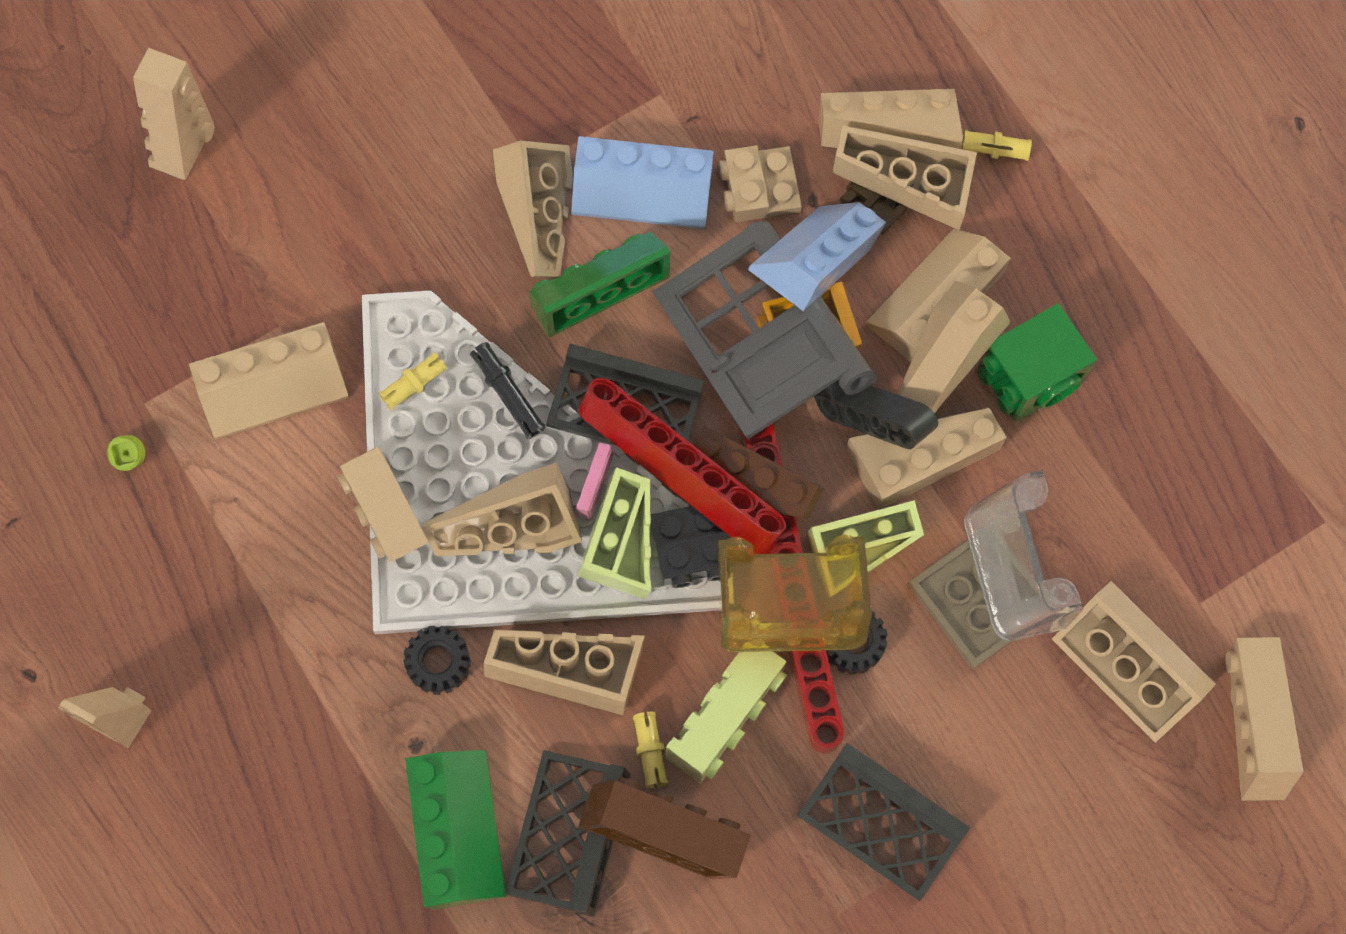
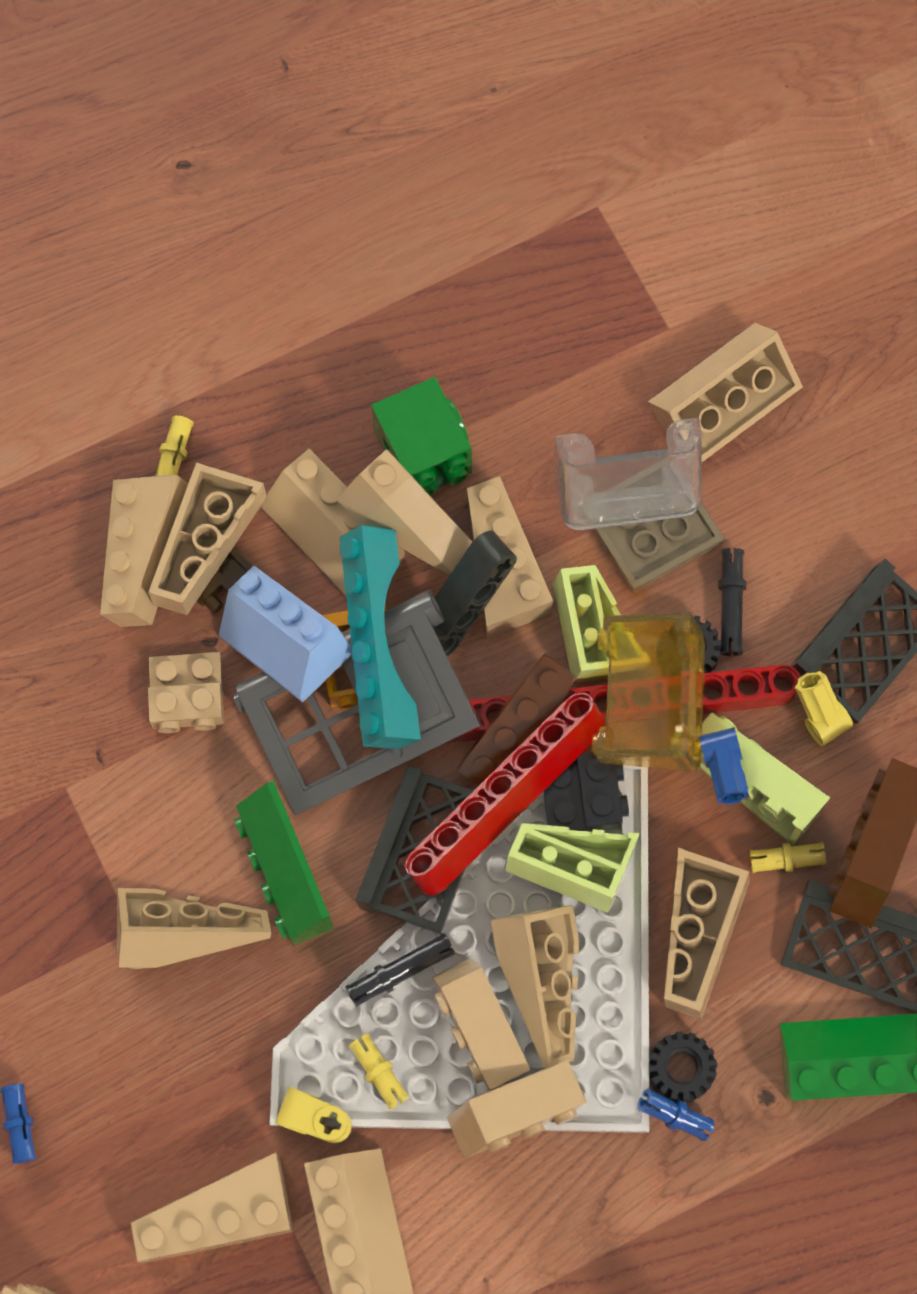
camera: 80 degrees left, 0 degrees up
(282, 268) = (225, 1213): none -> tan wedge
(330, 96) = (18, 1123): none -> blue pin
(367, 322) = (307, 1116): none -> light yellow piece
(389, 654) = (675, 1114): none -> blue pin
(459, 461) = (479, 1024): none -> tan wedge
(594, 481) = (510, 885): bright pink tile -> none
(642, 182) = (173, 813): light blue slope -> none
(736, 667) = (723, 759): none -> blue piece
(748, 343) = (384, 704): none -> teal arch
(798, 776) = (825, 714): none -> light yellow piece
(909, 681) = (732, 590): none -> black pin
(1263, 719) = (790, 285): tan wedge -> none

